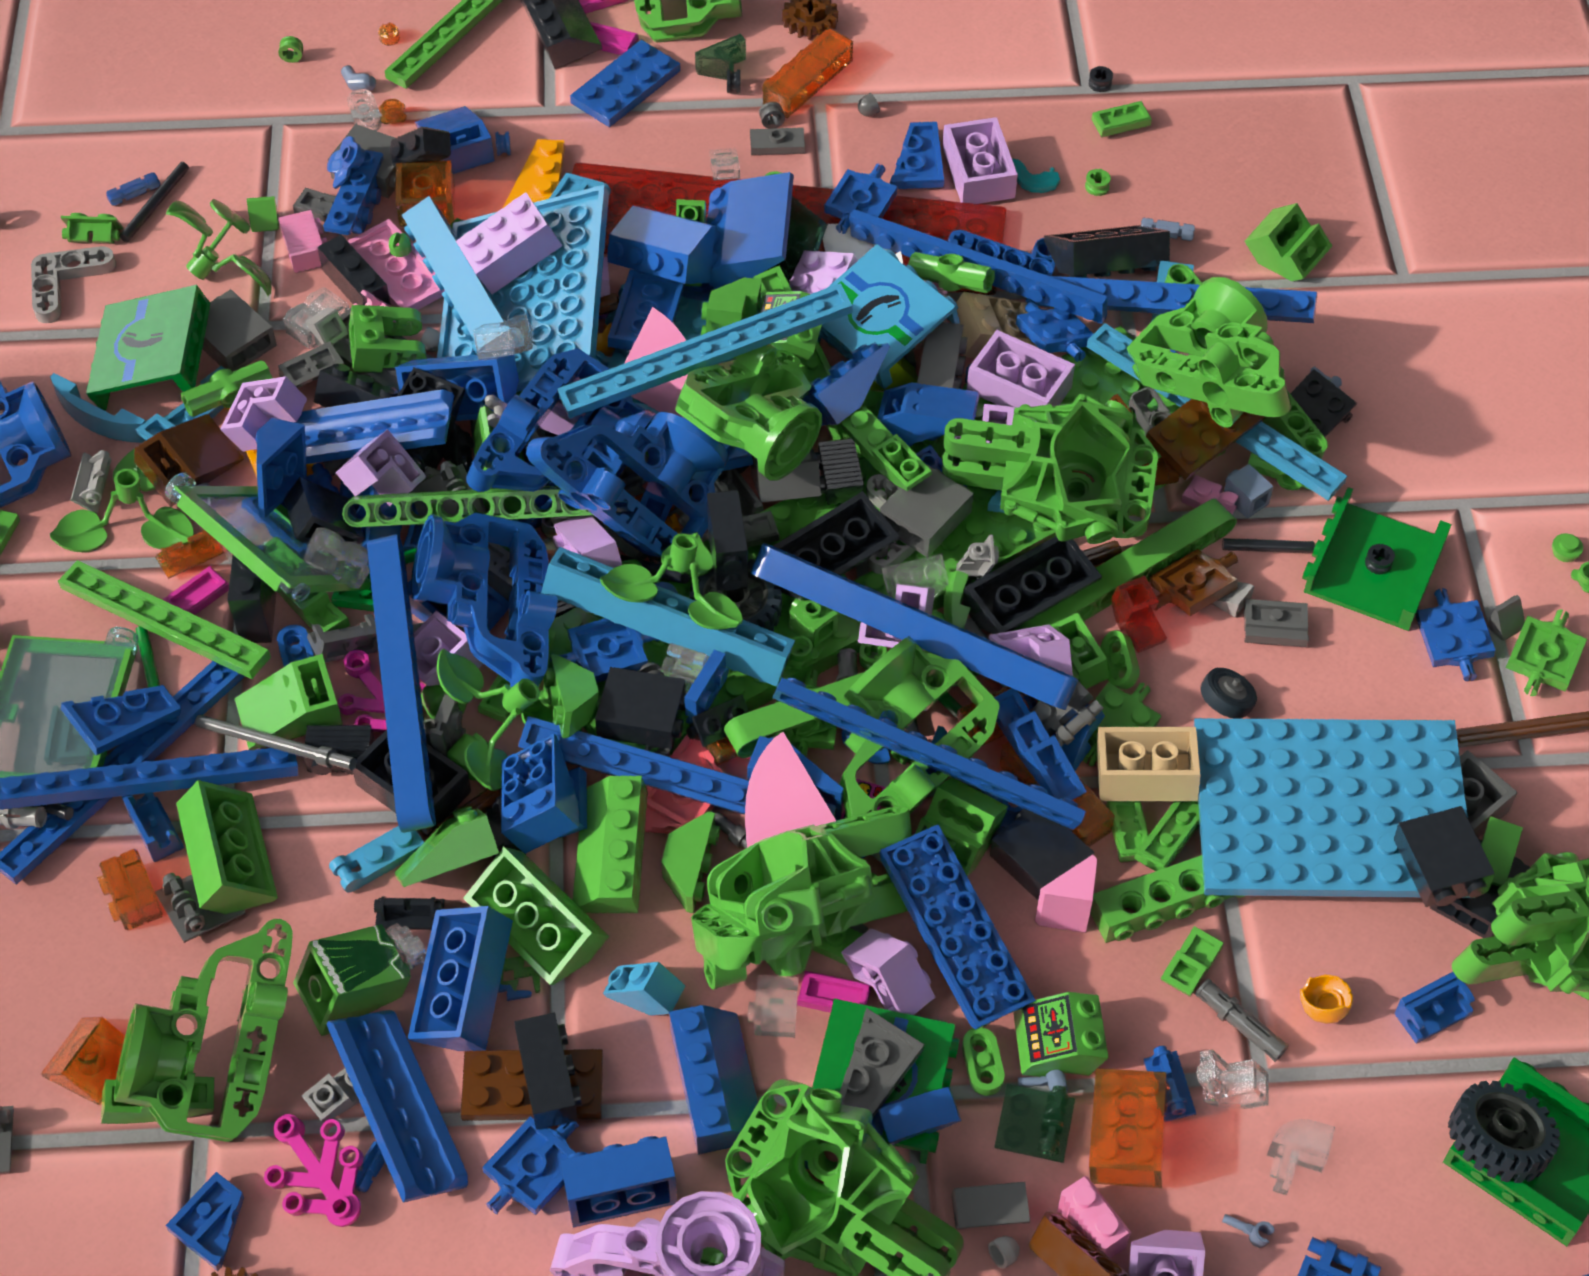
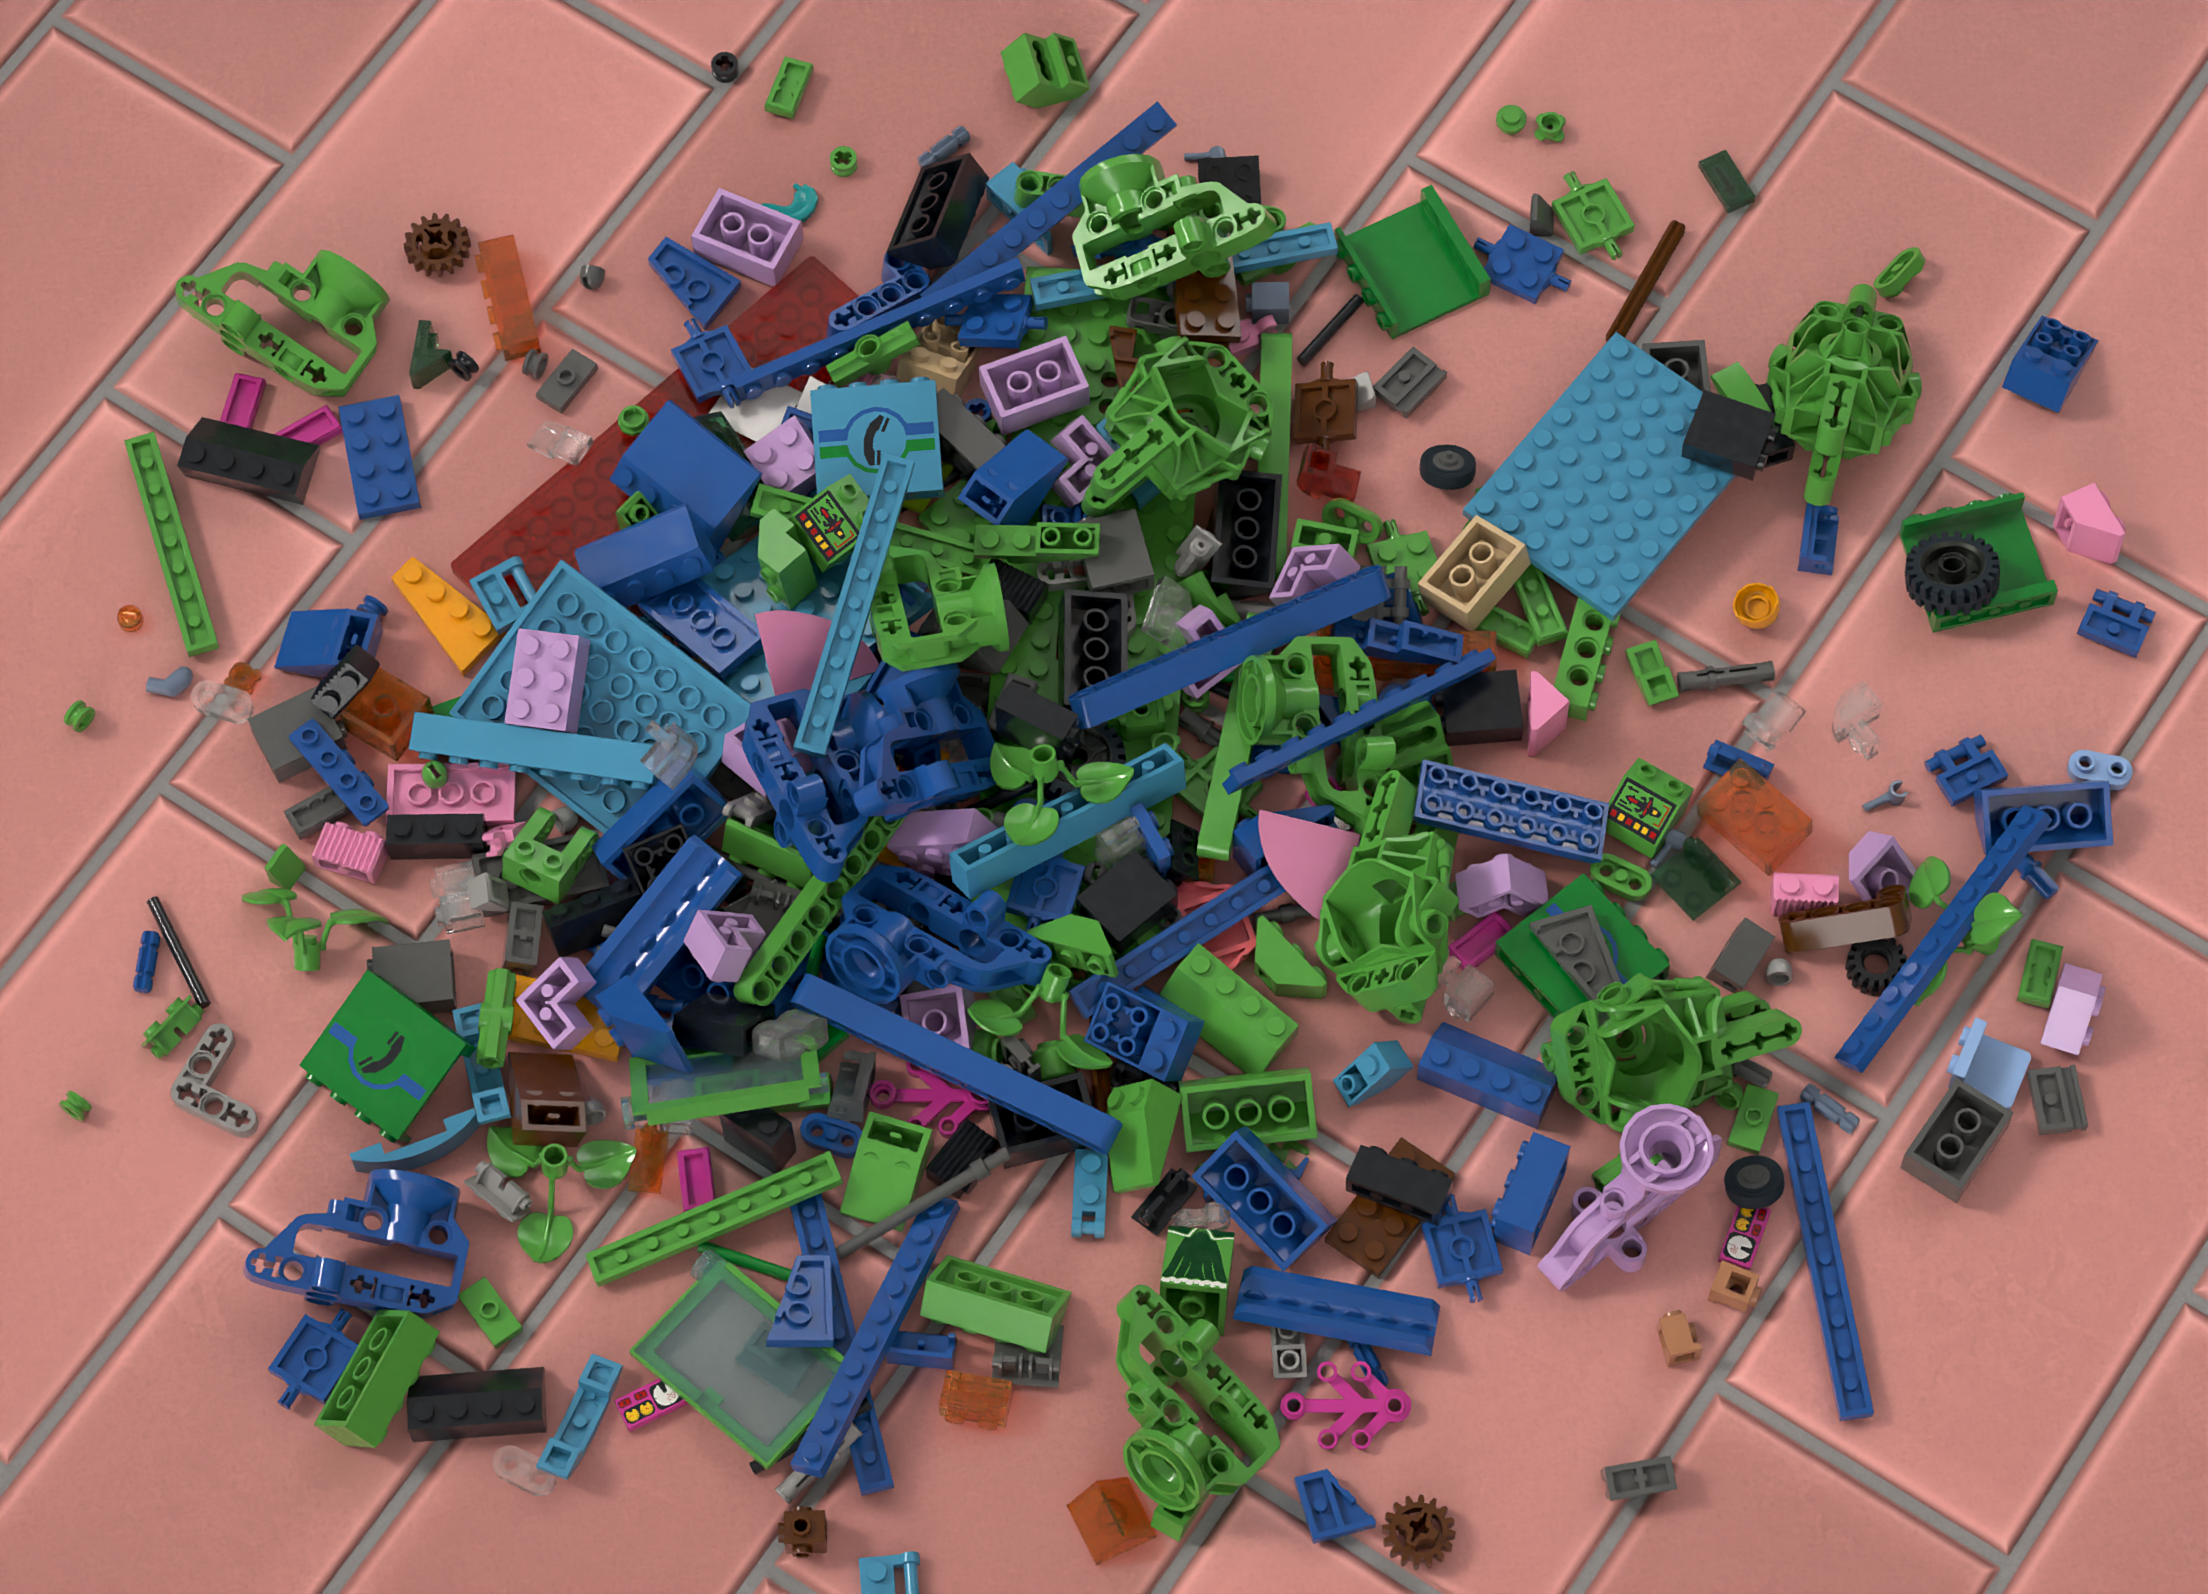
camera: 50 degrees left, 10 degrees up
(343, 160) = (300, 758): plate -> none
(847, 384) = (943, 517): blue slope -> none
(919, 1115) = (1644, 946): blue slope -> none
(1374, 553) = (1418, 253): black bush -> none

